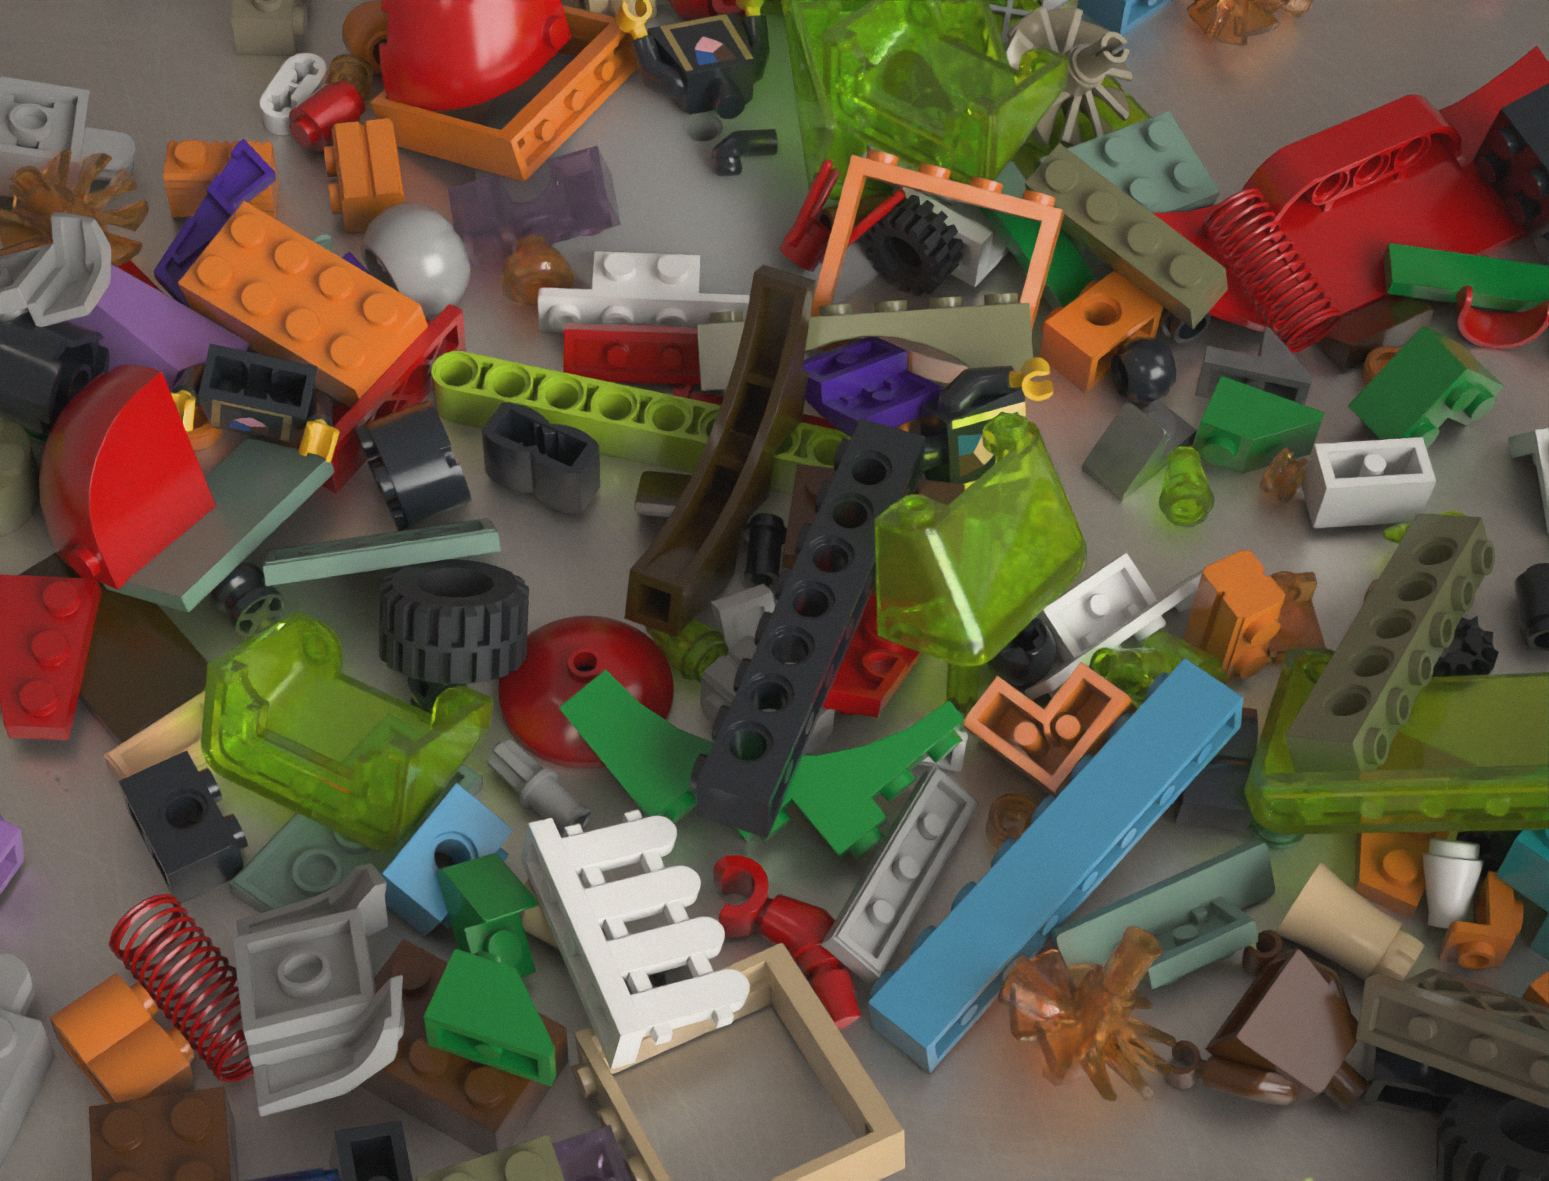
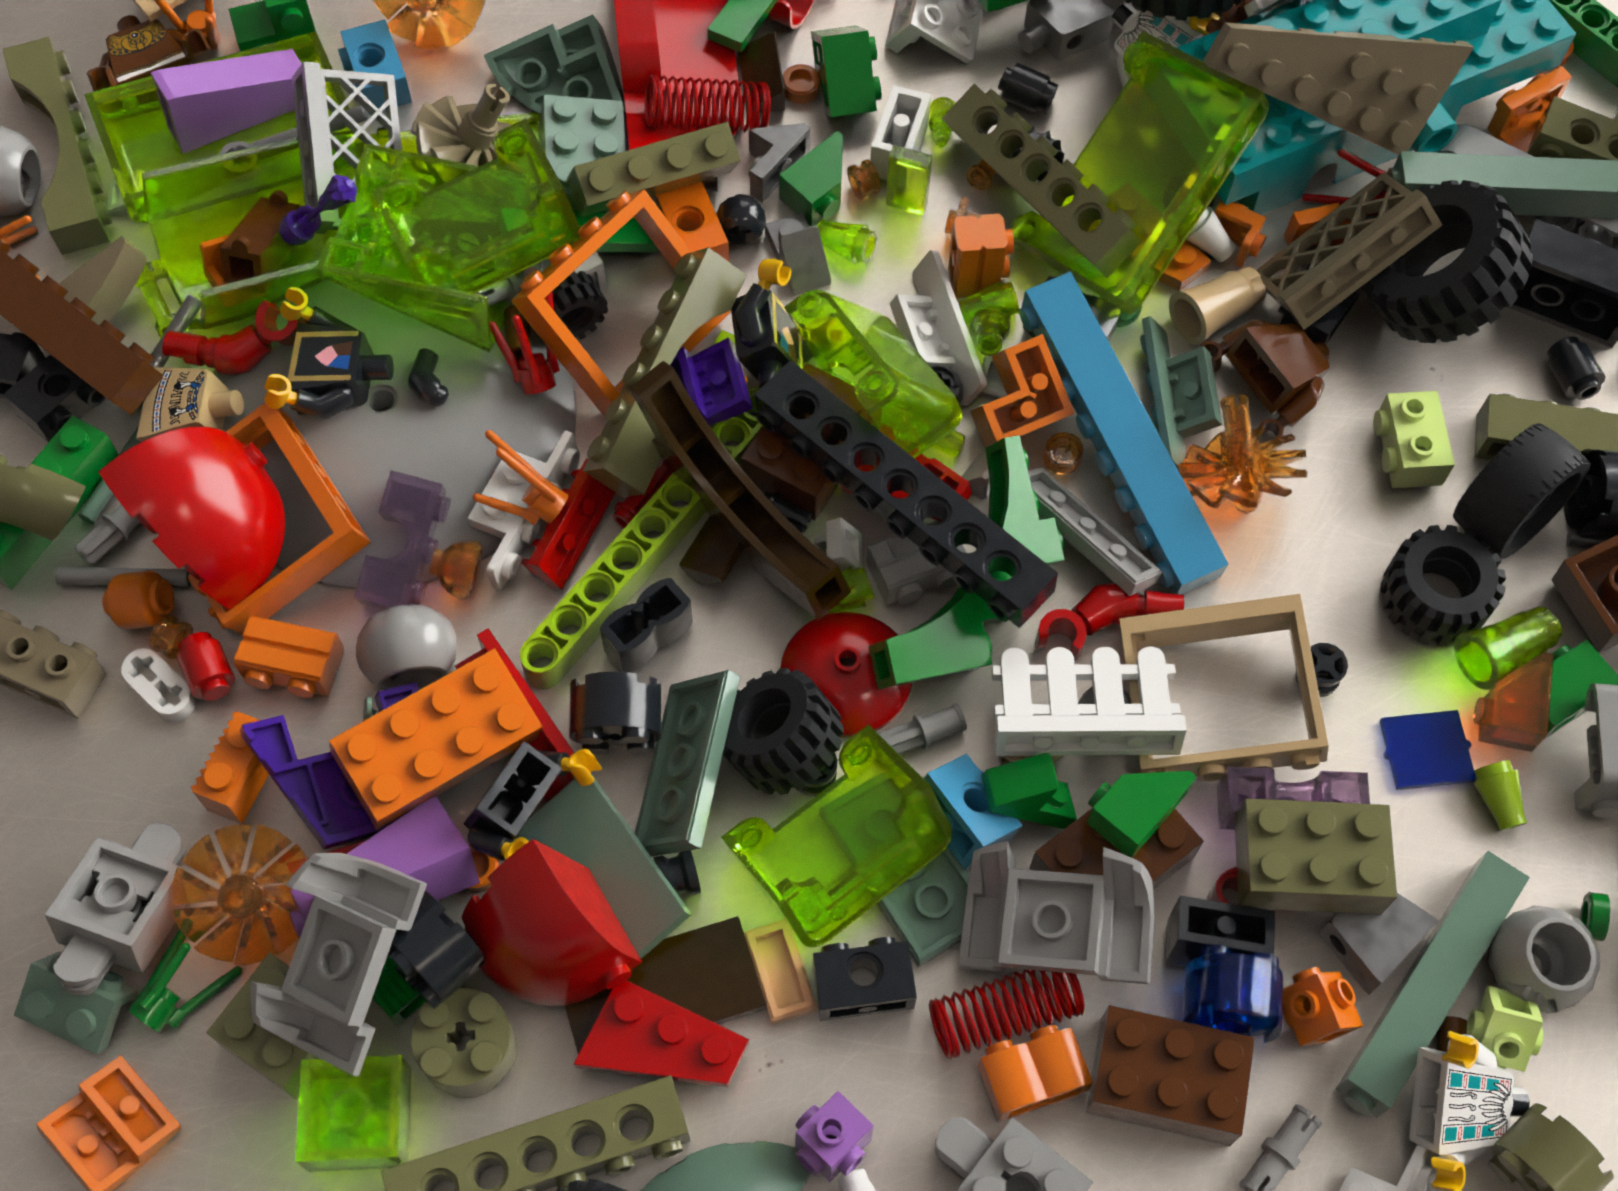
camera: 65 degrees left, 10 degrees up
(644, 299) = (542, 496): none -> orange plant
(1237, 126) = (558, 63): none -> sand green brick
(1299, 507) = (908, 179): none -> clear neon green tile

